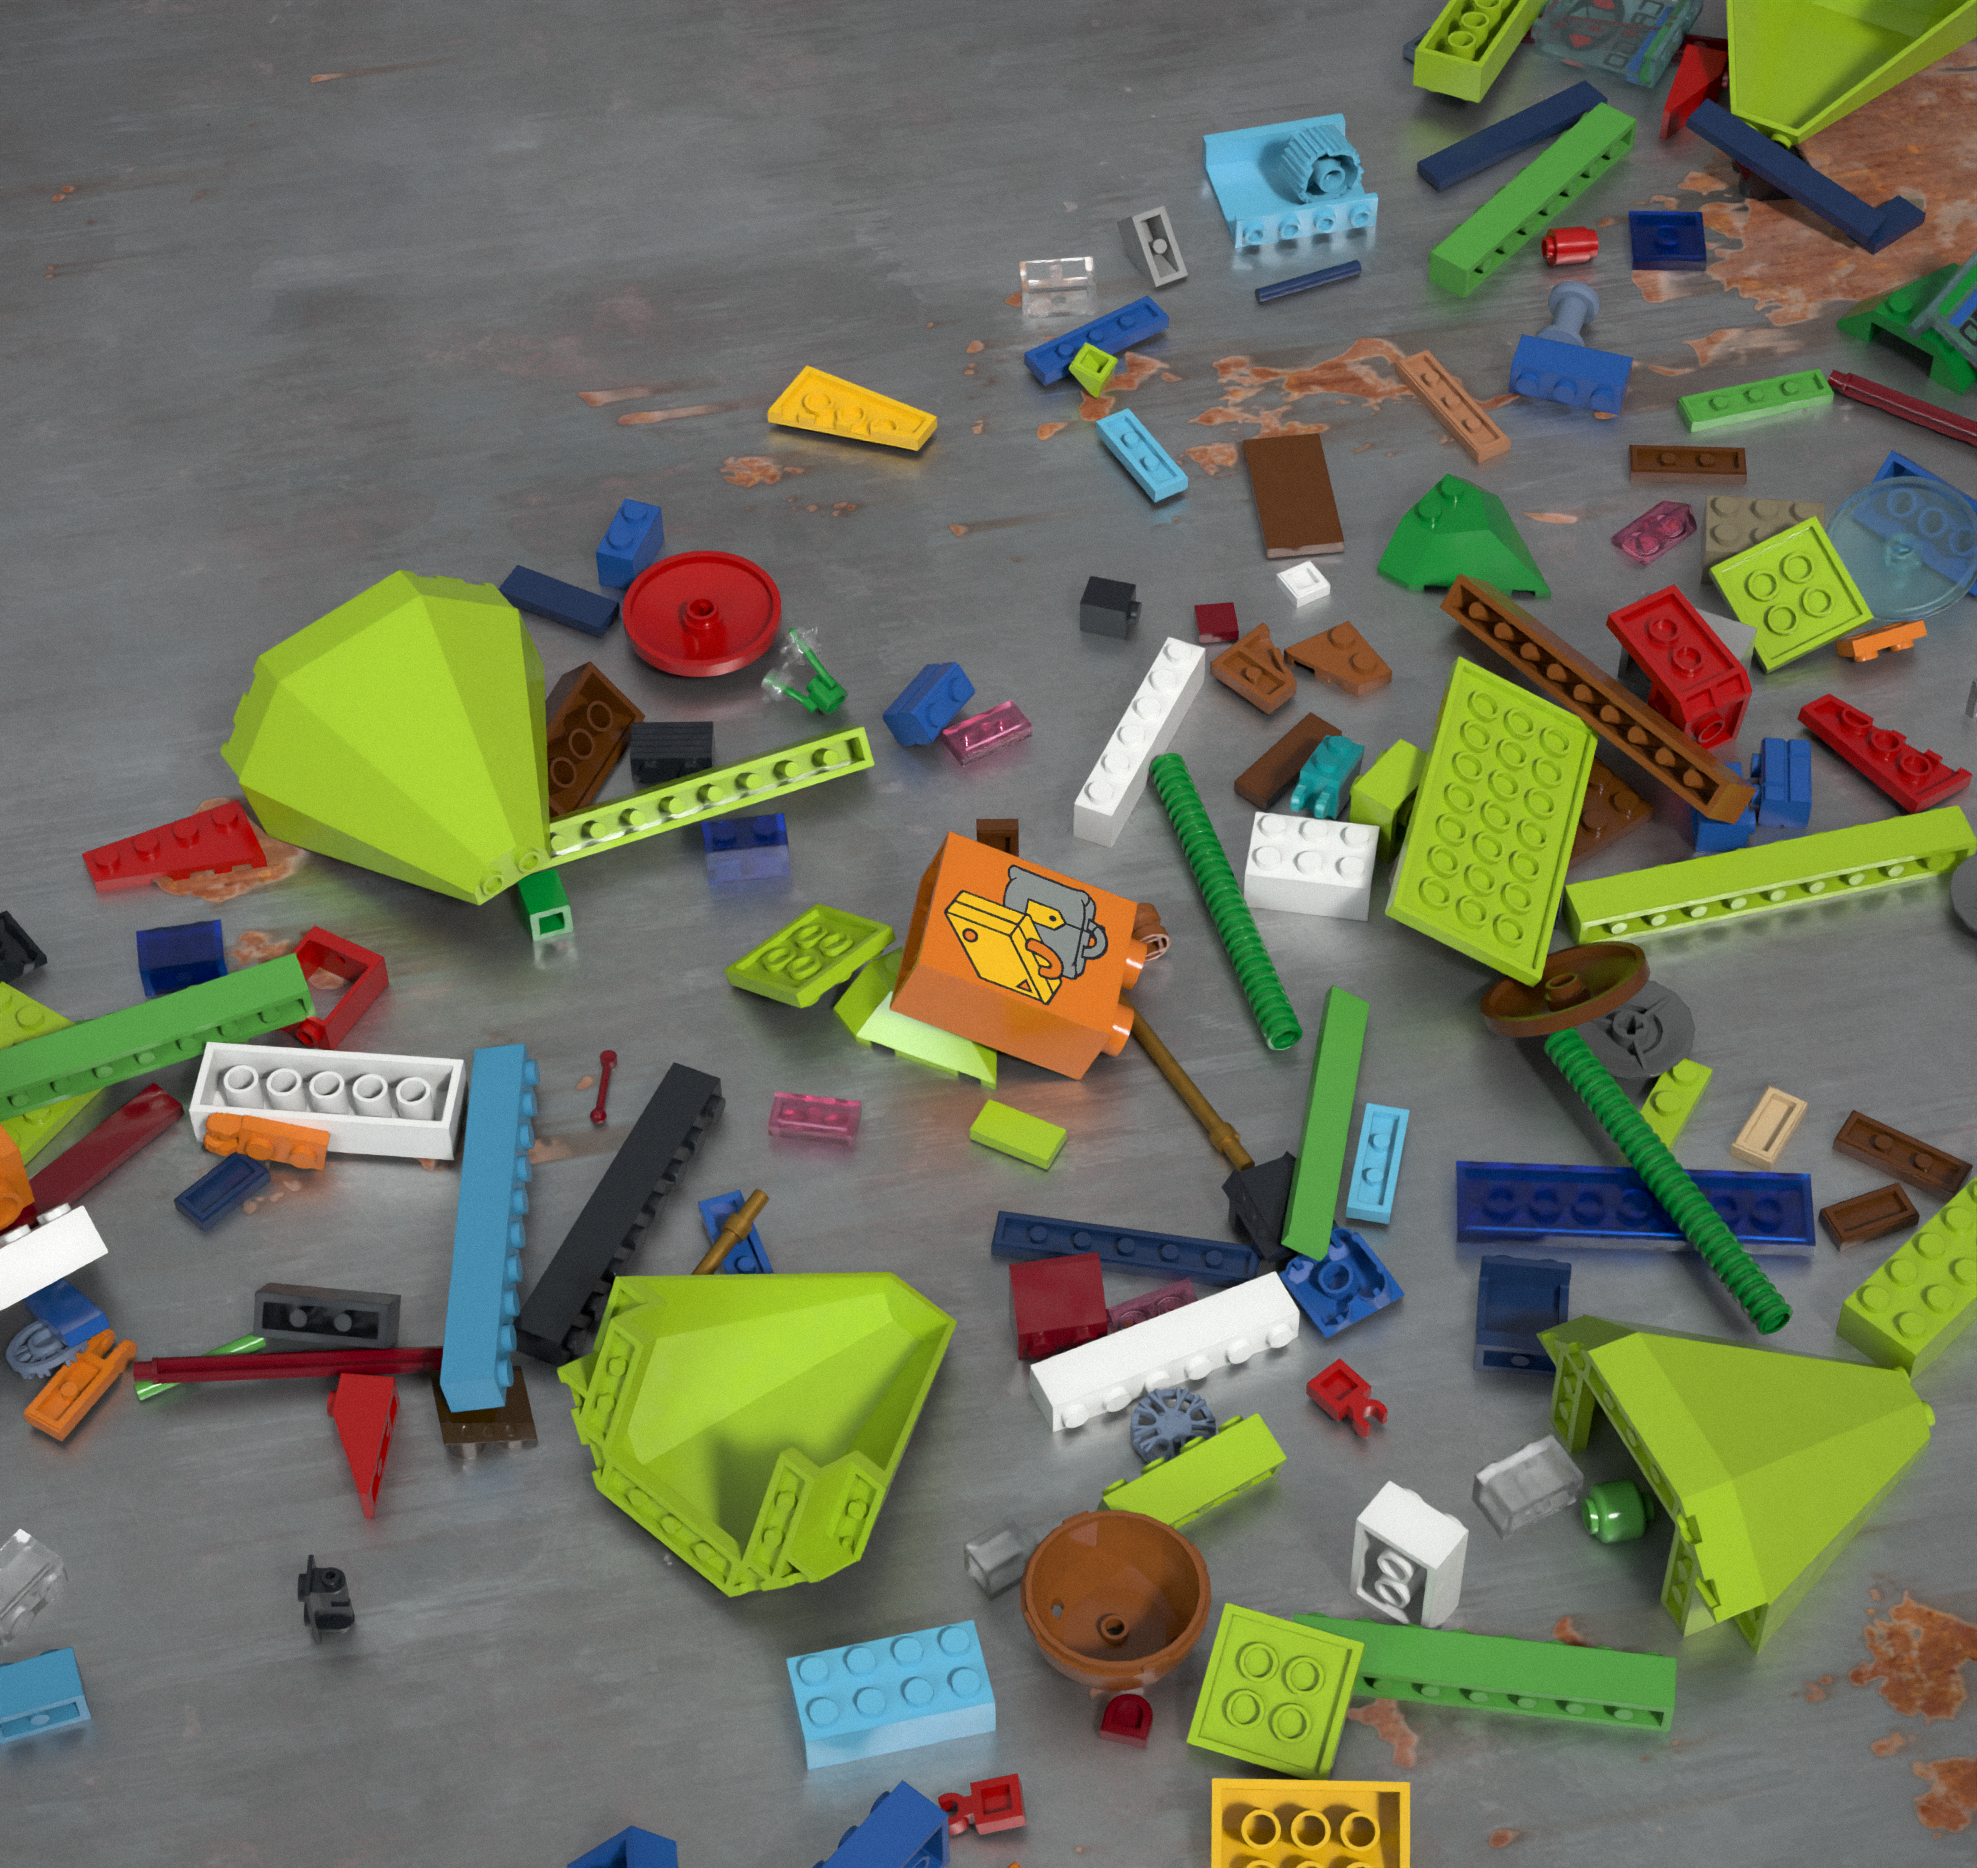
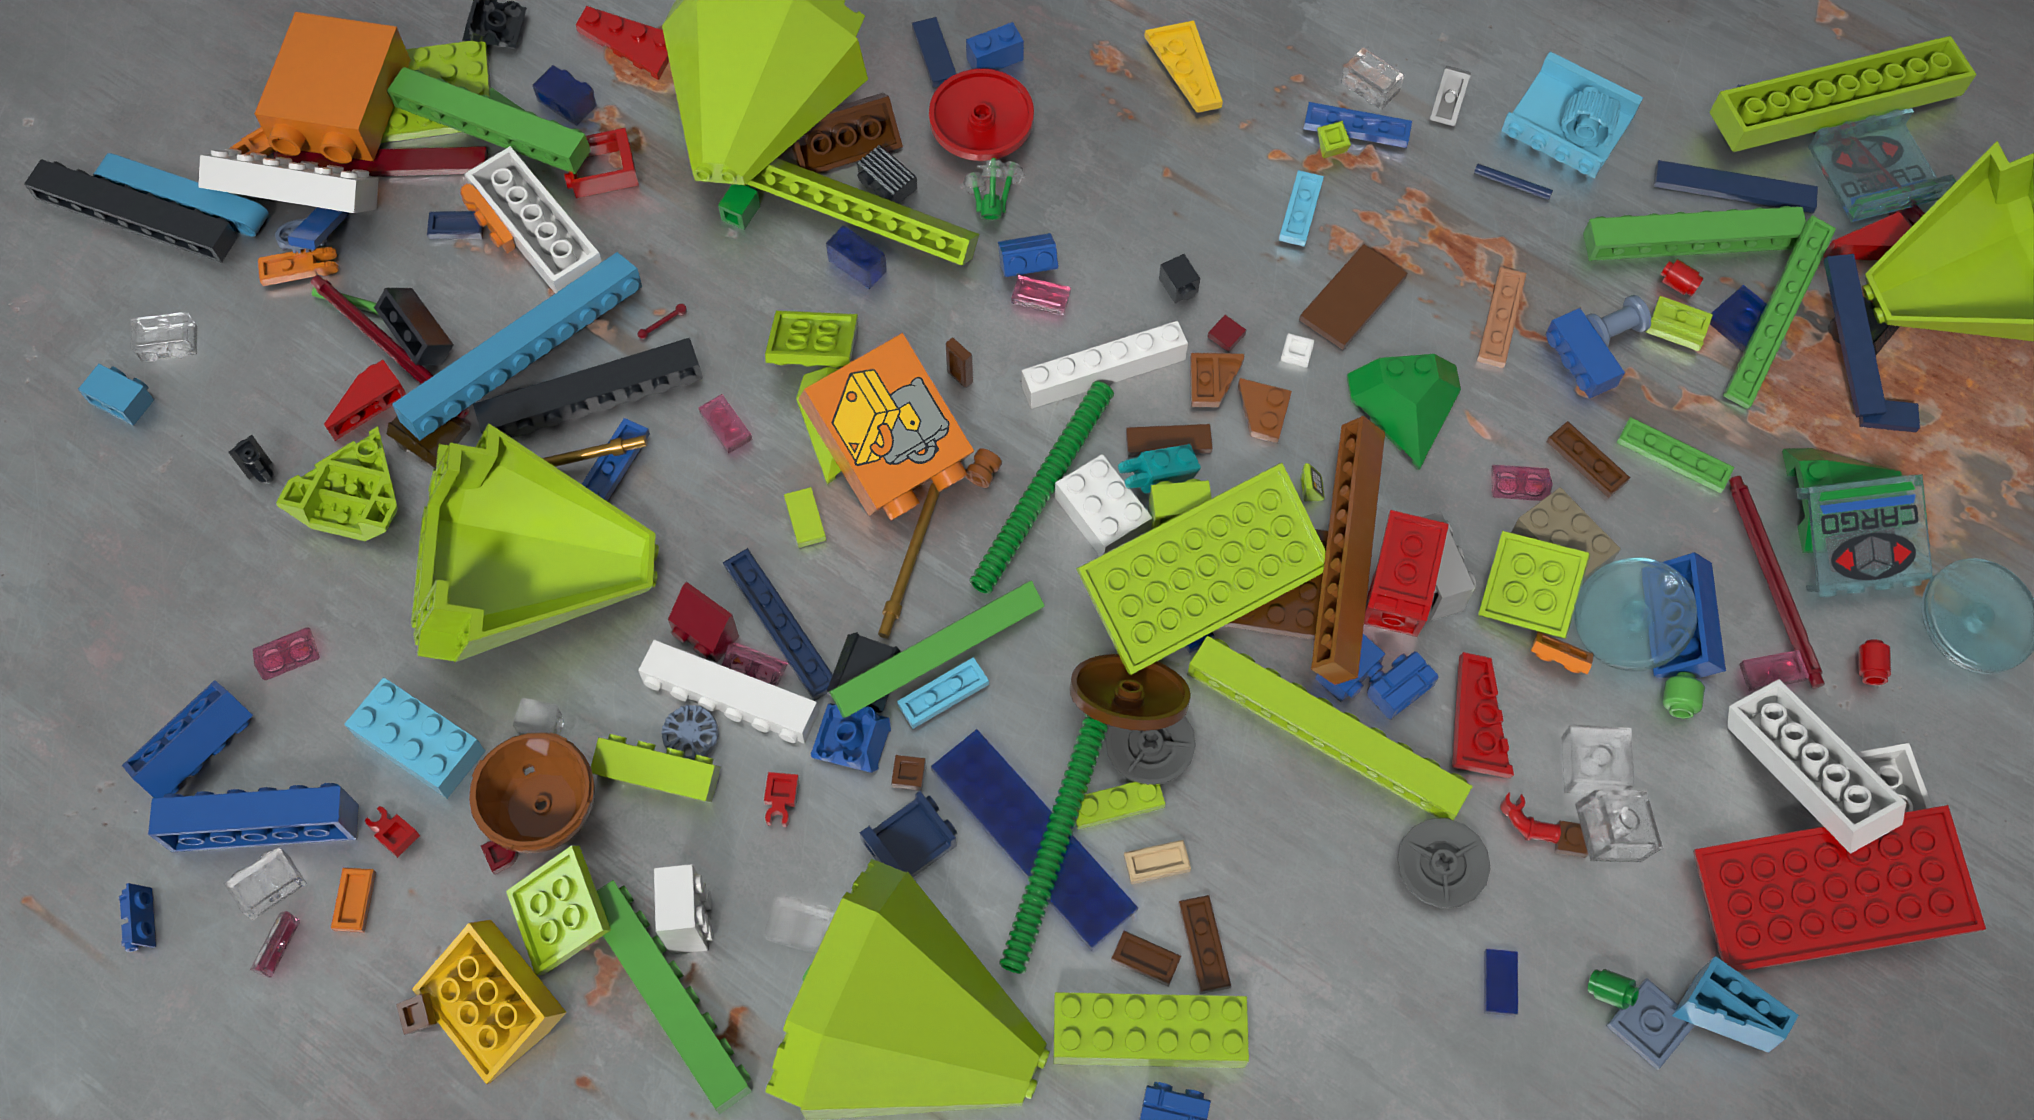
camera: 45 degrees right, 15 degrees up
(486, 1534) = (345, 492): none -> lime wedge
(616, 1763) = (285, 653): none -> clear pink slope
(1441, 1261) = (908, 772): none -> reddish brown plate
(1621, 284) = (1679, 323): none -> lime plate
(1694, 207) = (1779, 312): none -> bright green tile

